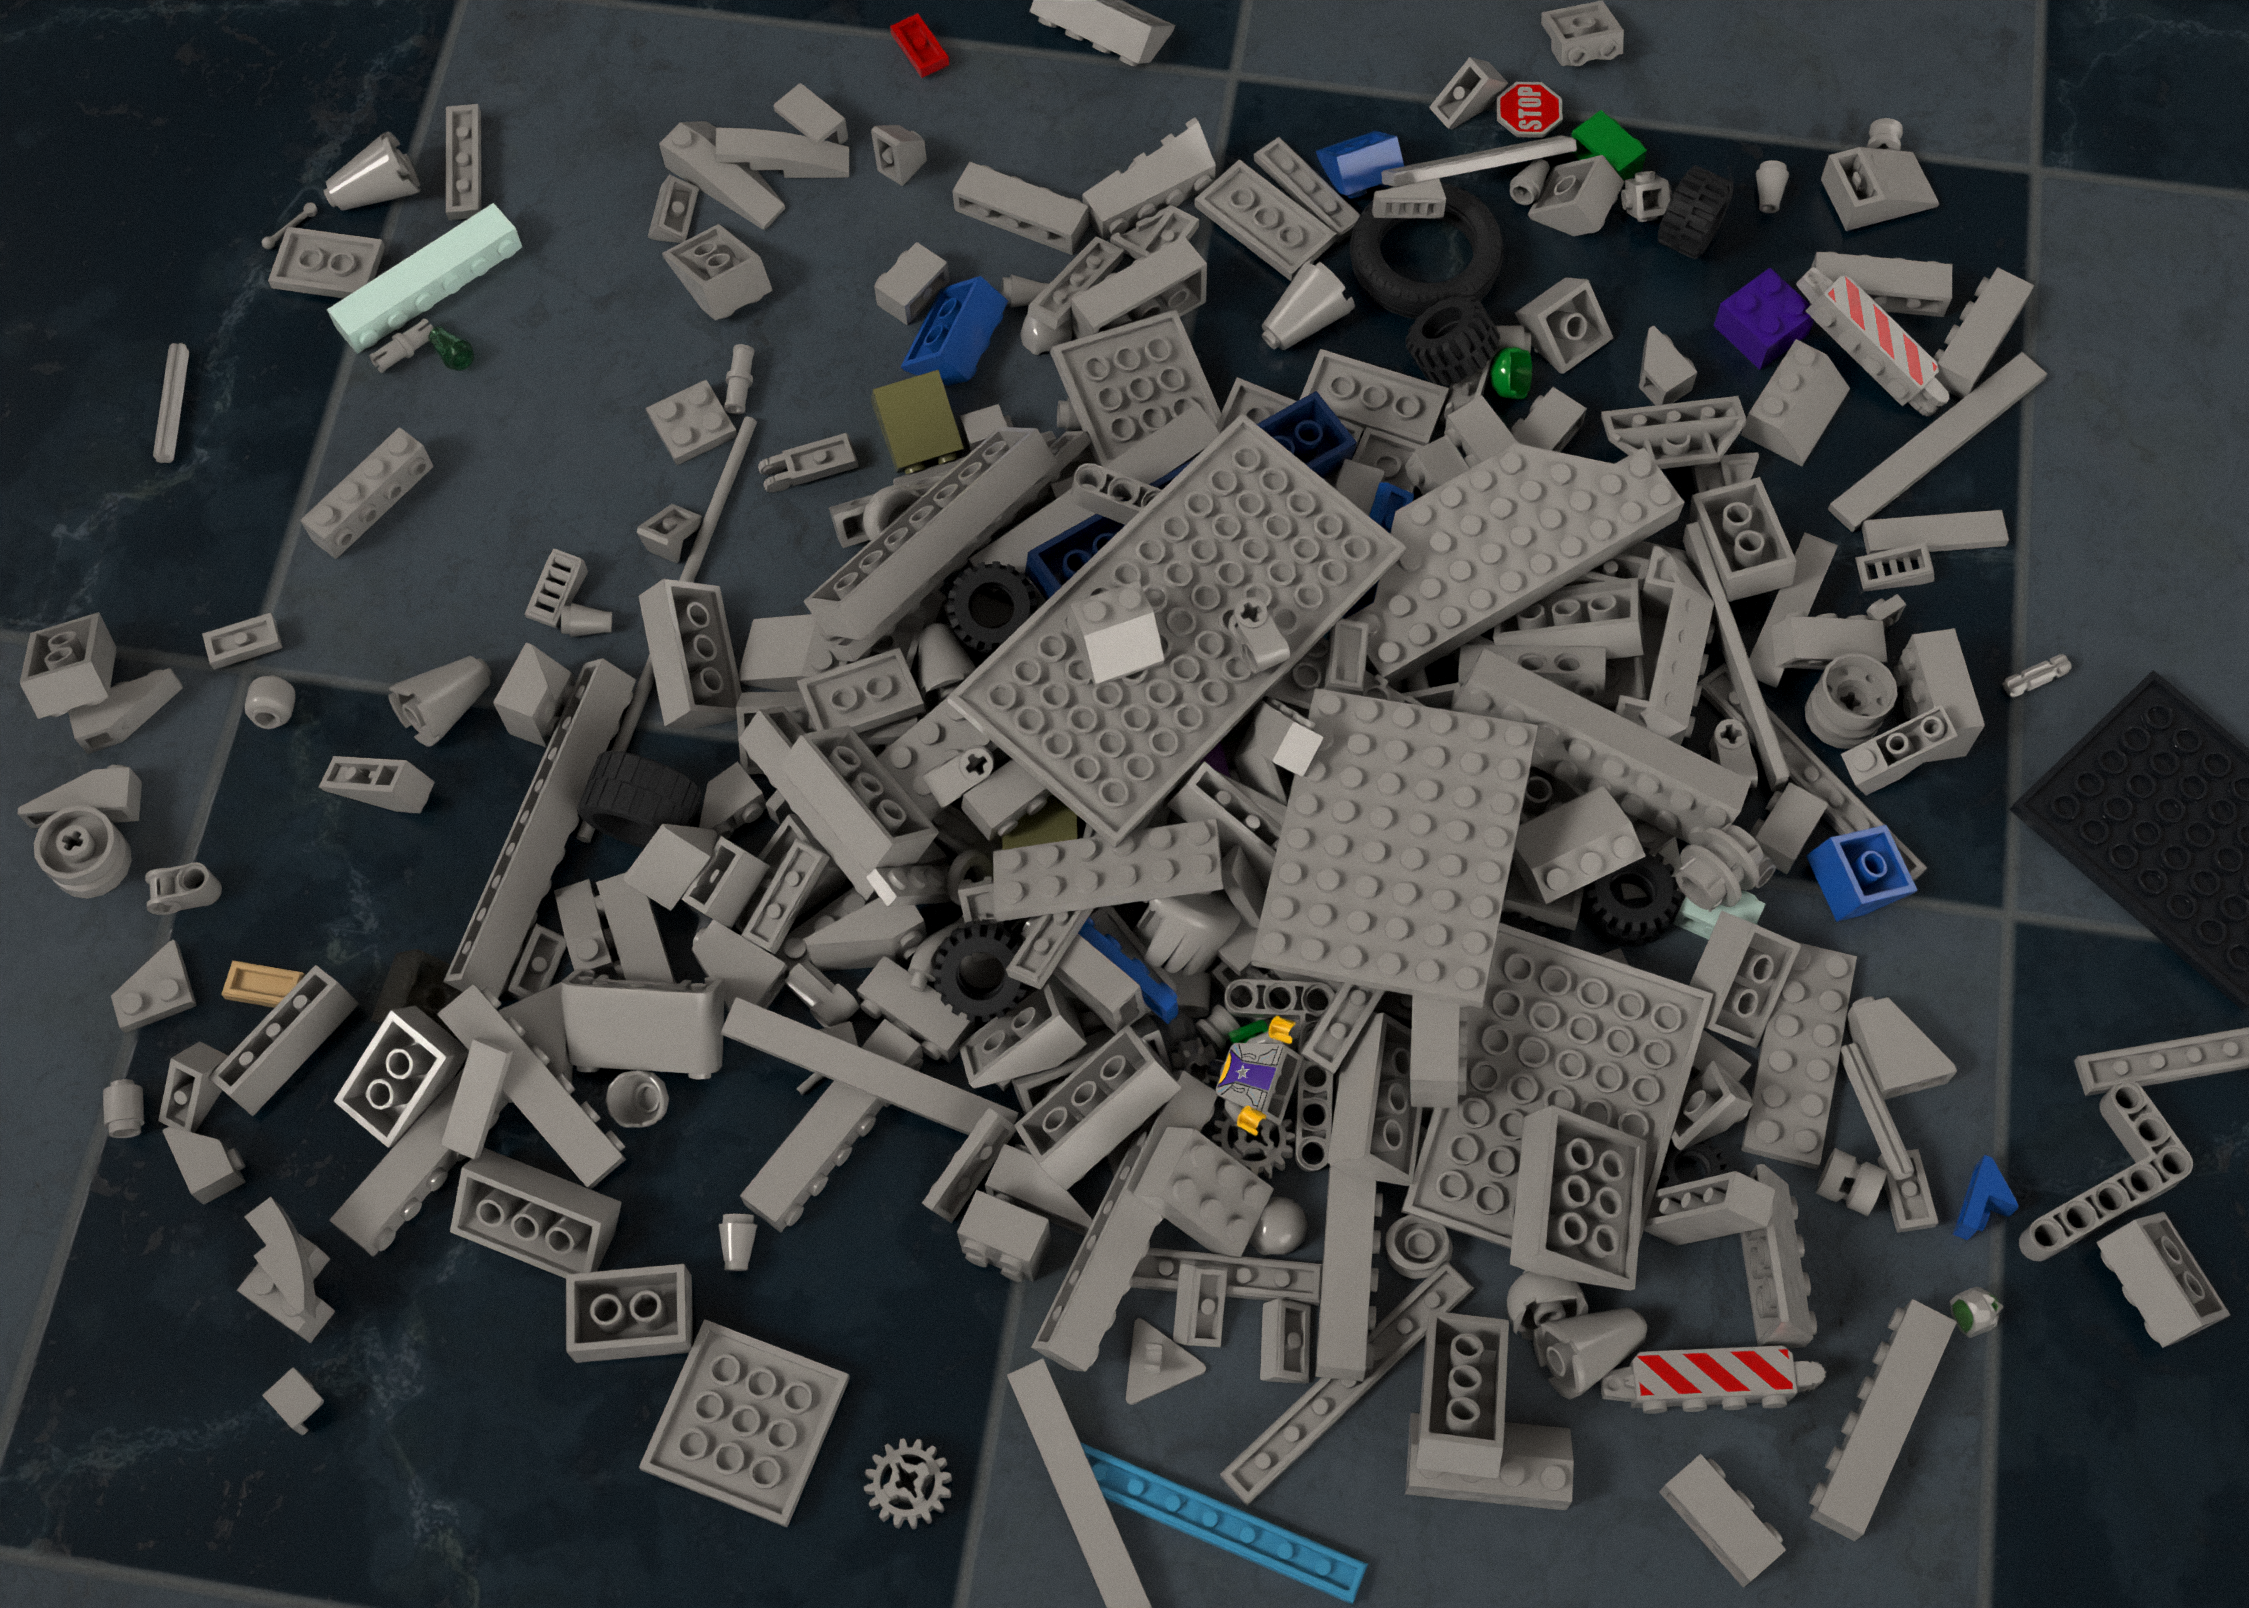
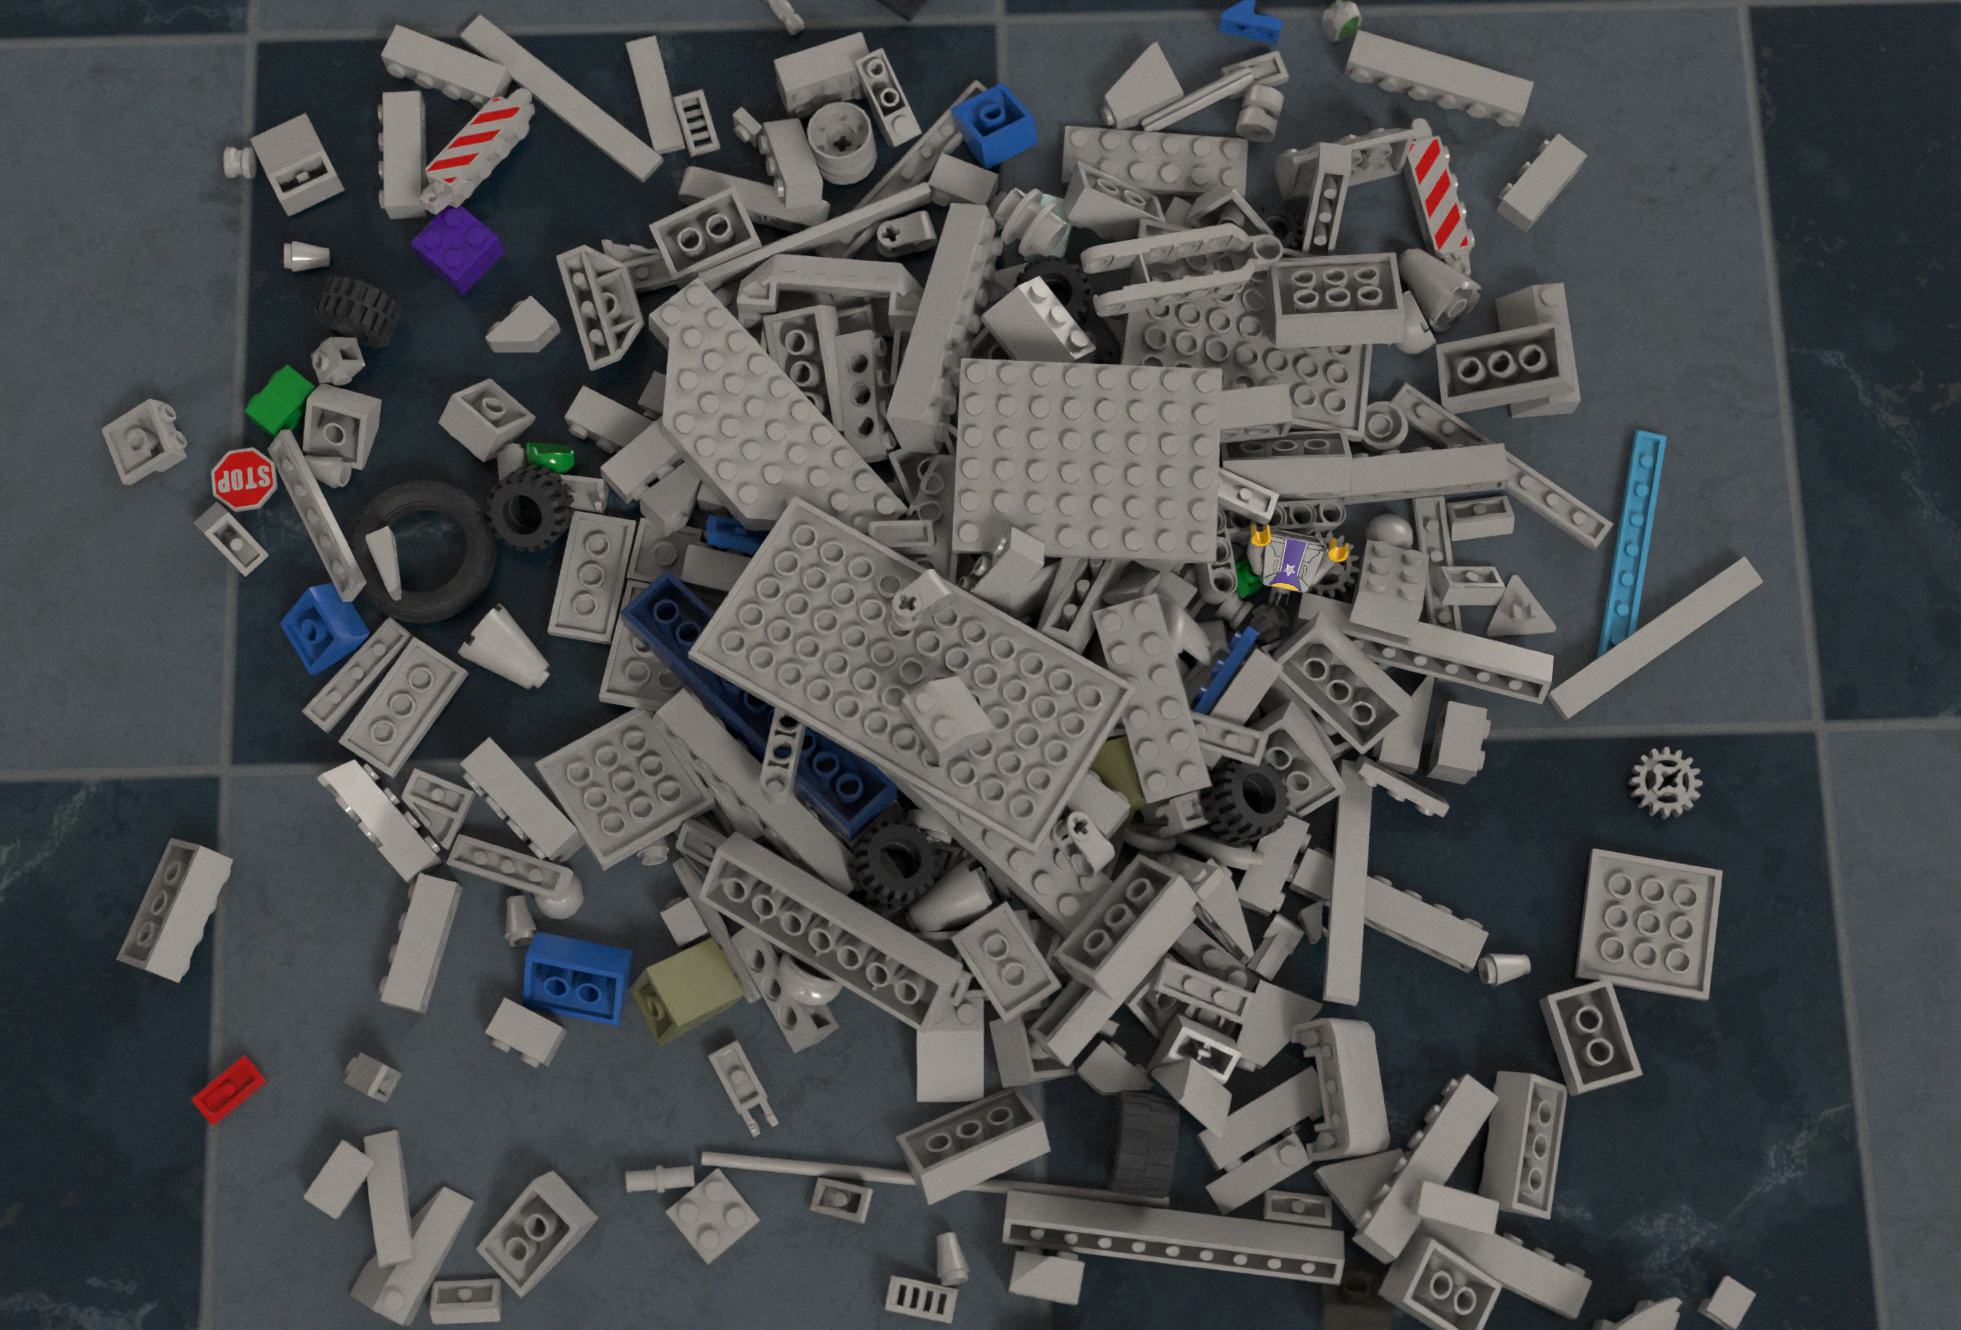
camera: 105 degrees left, 10 degrees up
(637, 1099) = (1405, 1081): light grey hair -> none
(1649, 1113) = (1245, 253): none -> light grey piece
(1796, 404) = (541, 215): light grey slope -> none

